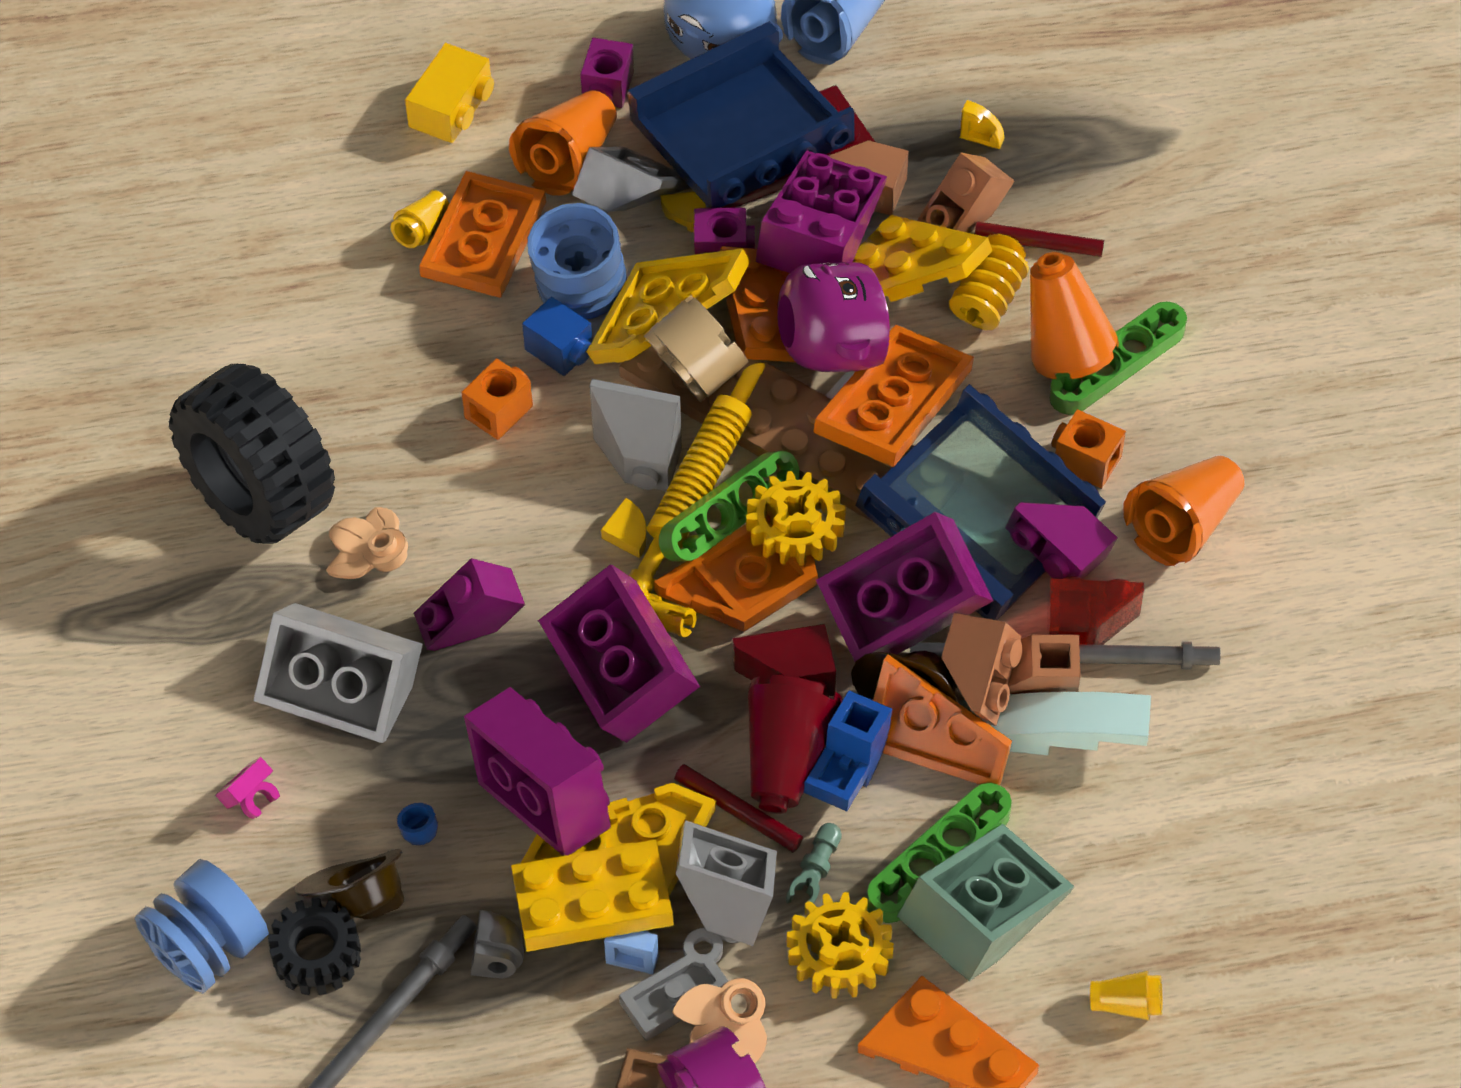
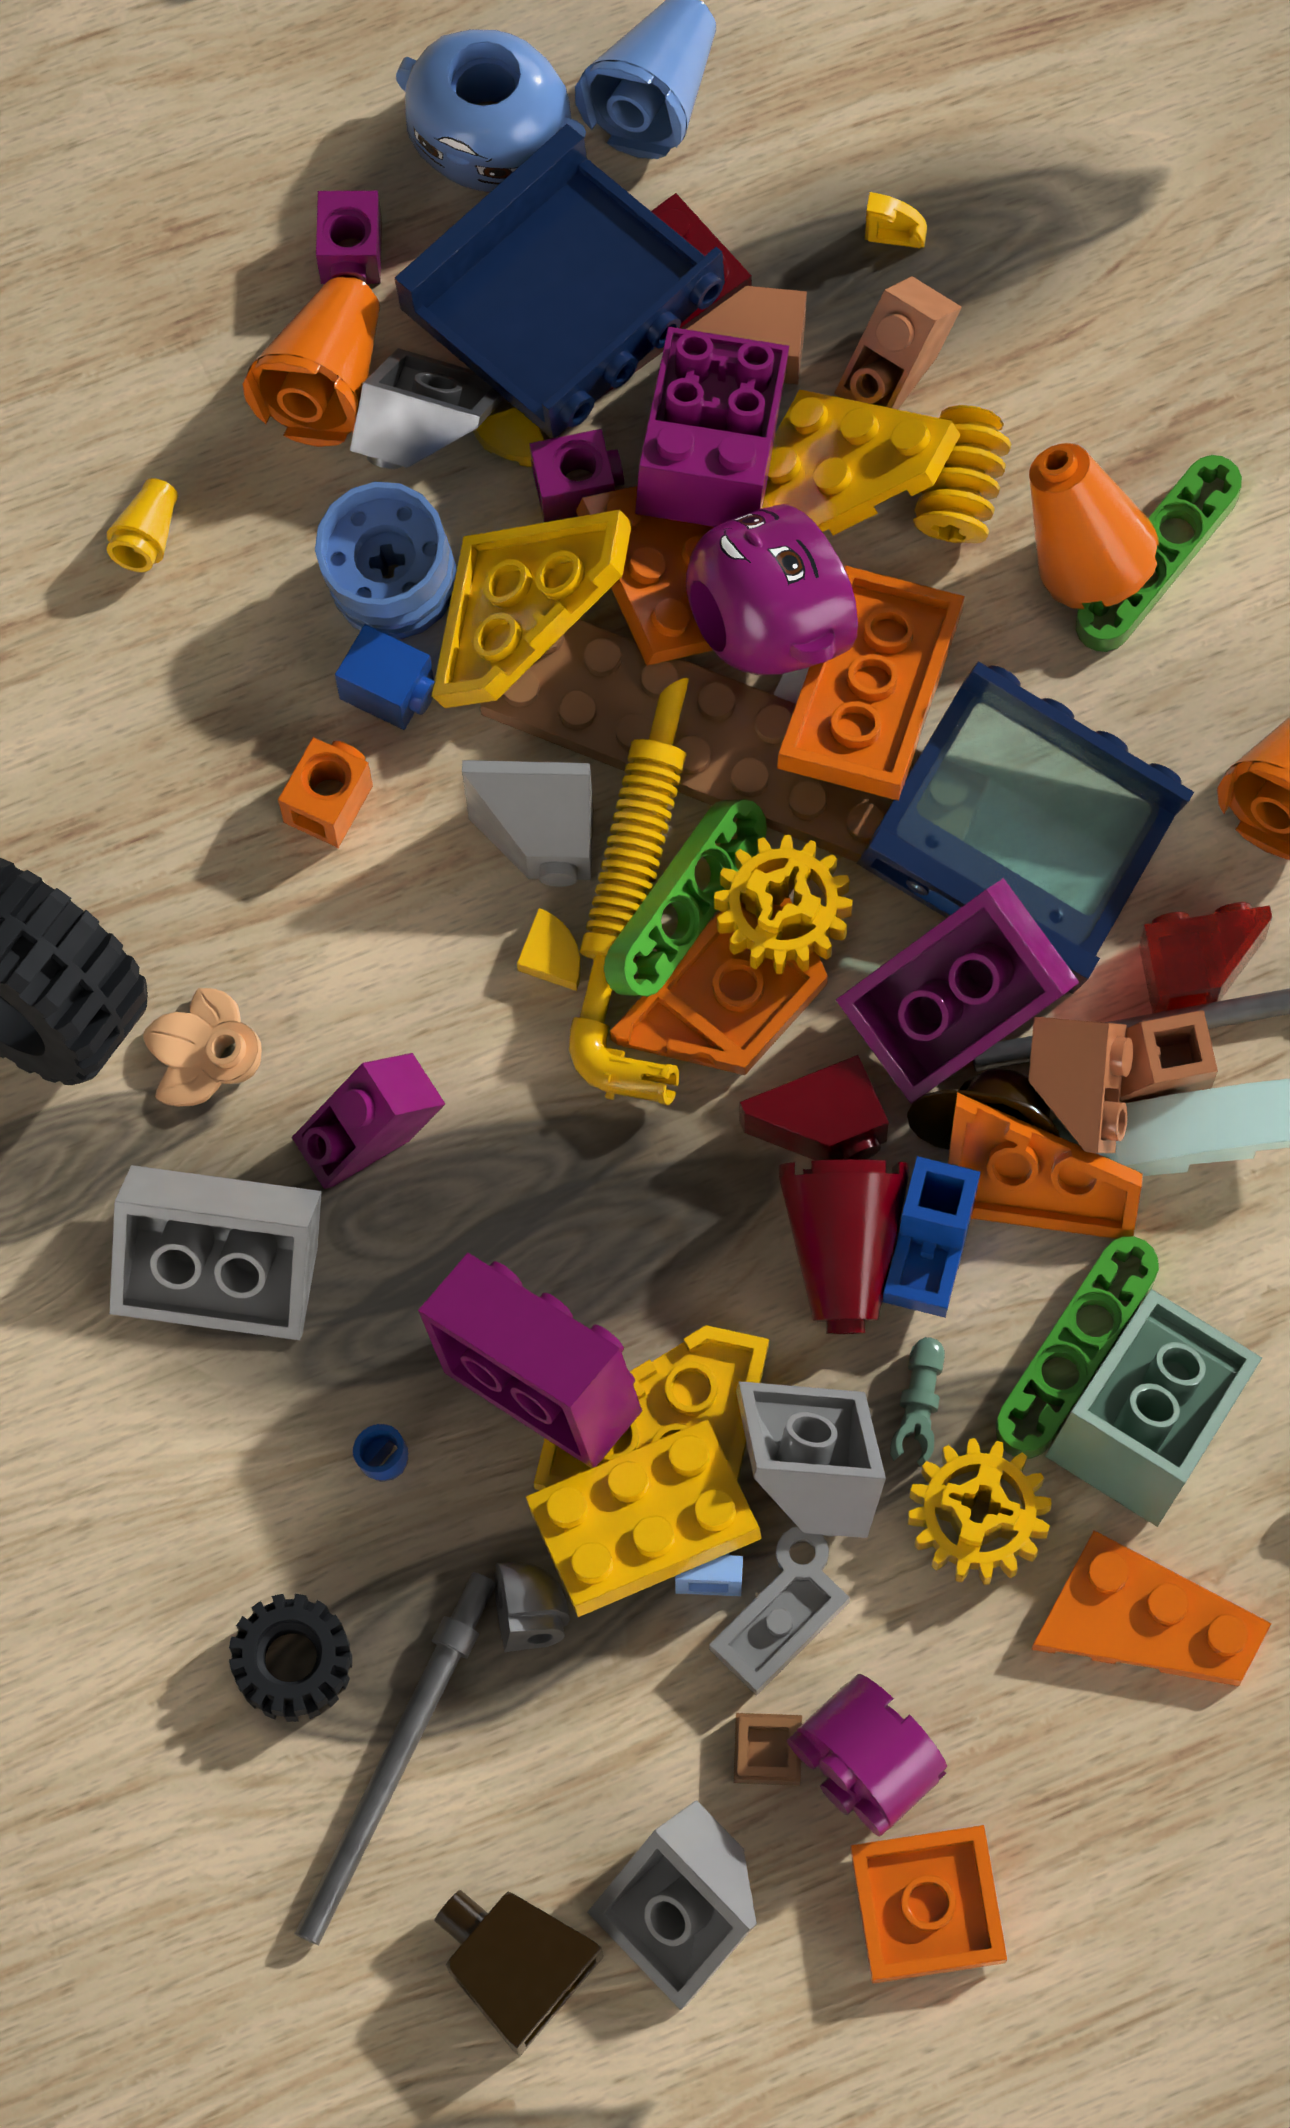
camera: 10 degrees left, 15 degrees up
(211, 918) = (138, 1671): medium blue wheel -> none
(245, 785) = (134, 1445): dark pink tile -> none
(362, 886) = (323, 1557): dark brown piece -> none
(449, 93) = (133, 314): yellow brick -> none
(482, 234) = (238, 533): orange plate -> none
(618, 653) = (592, 1157): magenta brick -> none
(696, 348) = (592, 674): tan brick -> none
(710, 1008) = (840, 1651): light nougat plate -> none
(739, 808) = (798, 1337): dark red bar -> none
(1044, 239) = (1011, 385): dark red bar -> none
(1061, 537) = (1146, 856): magenta slope -> none
(1104, 445) = (1156, 730): orange brick -> none

